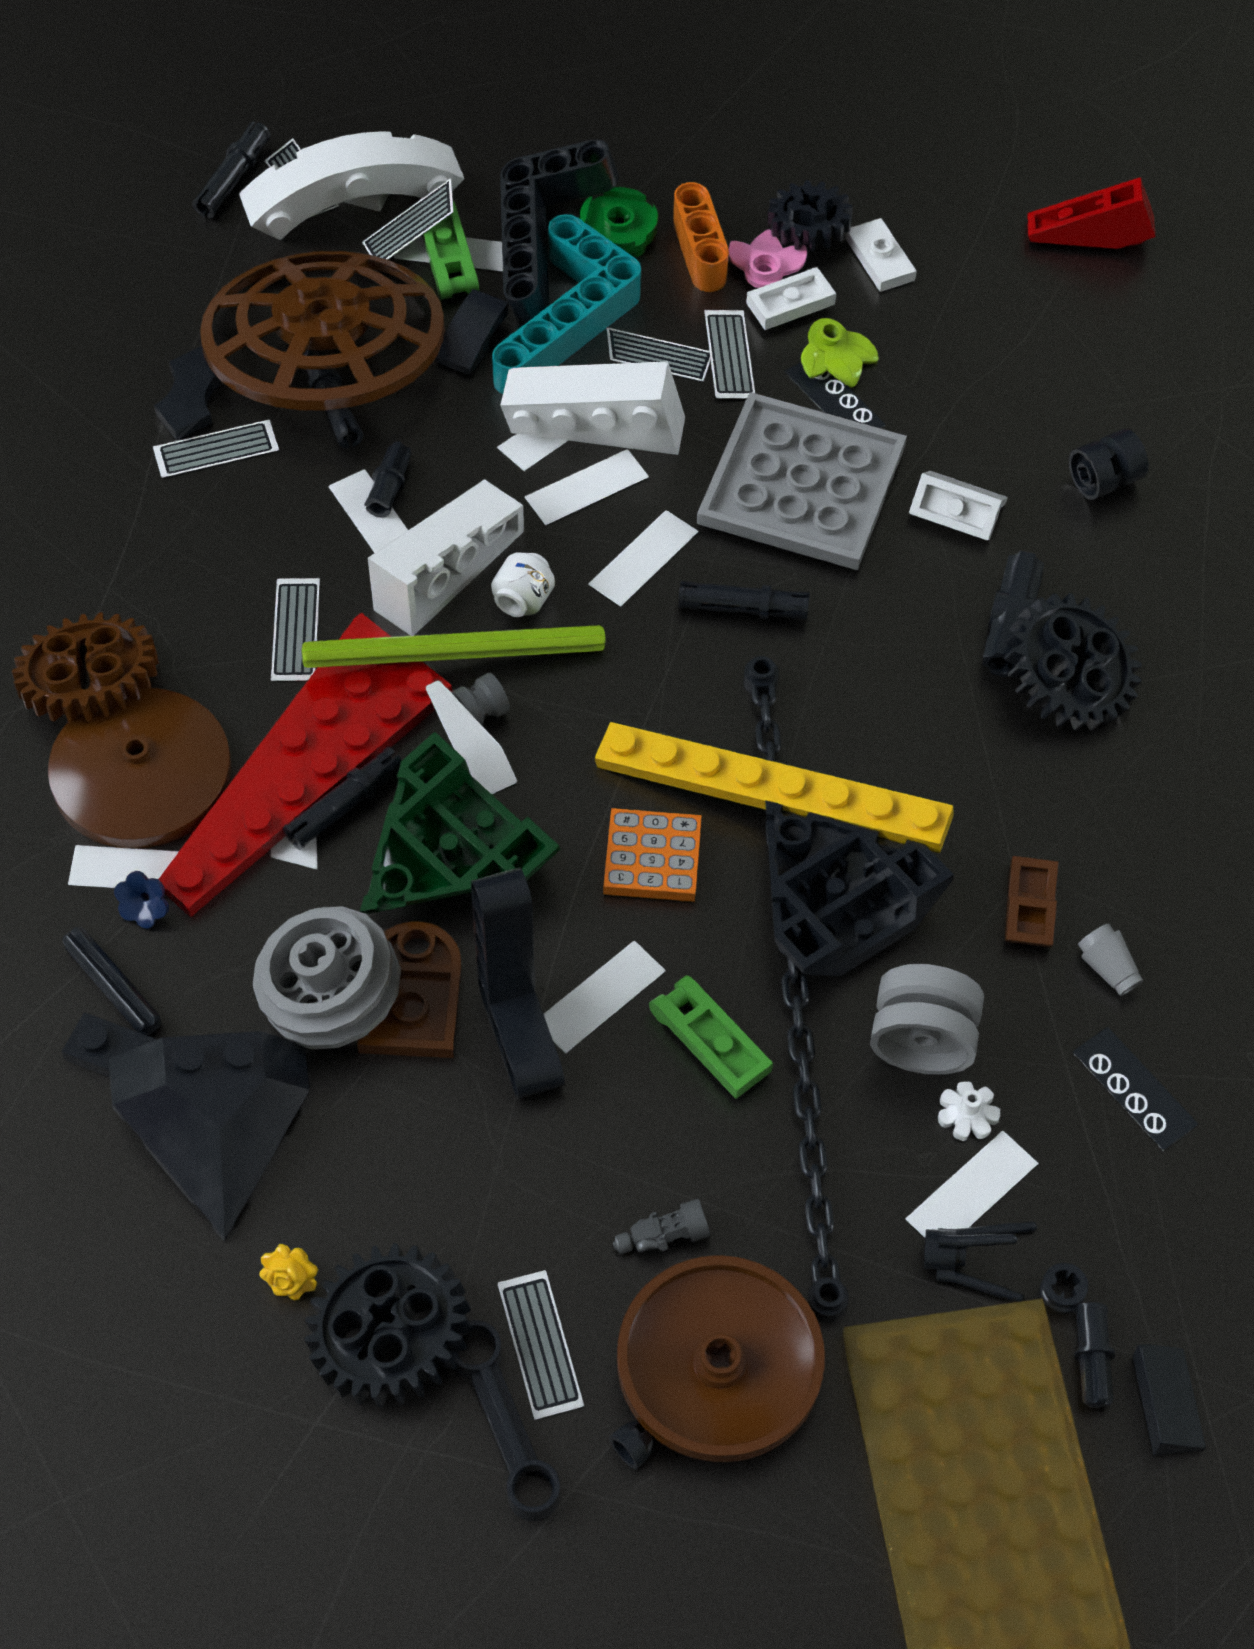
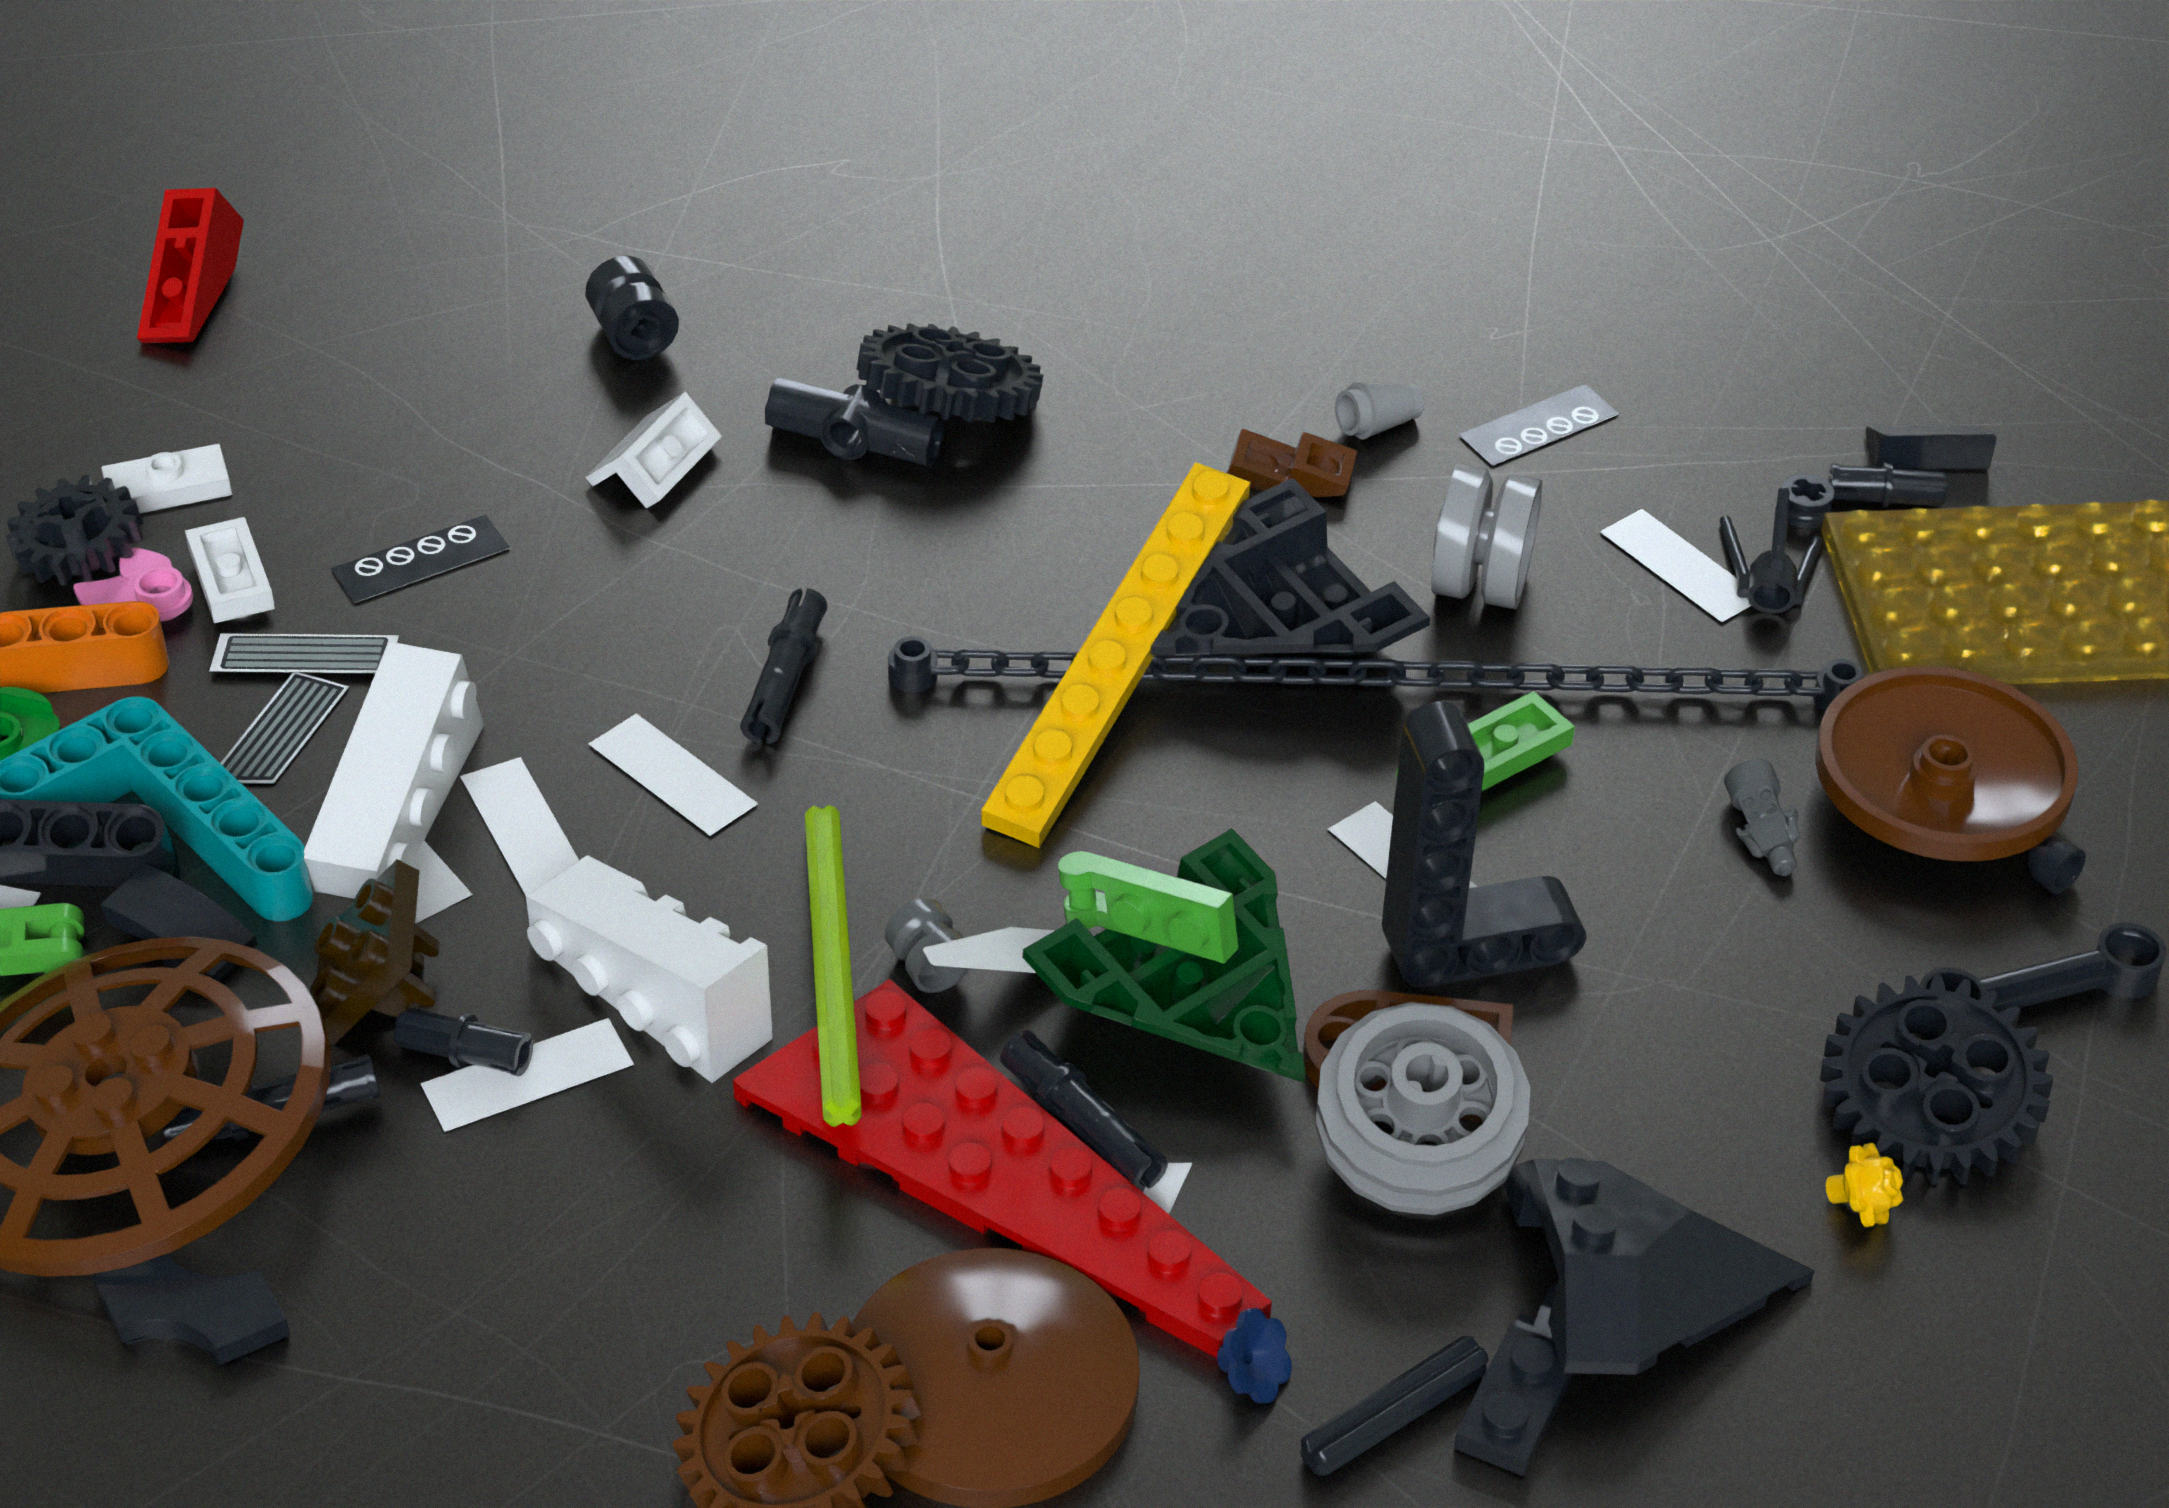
camera: 85 degrees left, 15 degrees down
(110, 865) = (1173, 1408): white sticker -> none
(215, 448) = (322, 1282): sticker -> none
(293, 625) = (734, 1179): sticker -> none
(453, 406) = (371, 953): none -> dark brown plate
(485, 803) = (1149, 905): none -> bright green plate
(522, 584) = (723, 879): white head -> none
(540, 1345) = (1892, 957): sticker -> none
(652, 855) = (1197, 791): tile -> none
(802, 480) = (579, 591): light grey plate -> none
(839, 355) = (345, 539): lime plate -> none
(968, 1111) = (1579, 549): white plant -> none

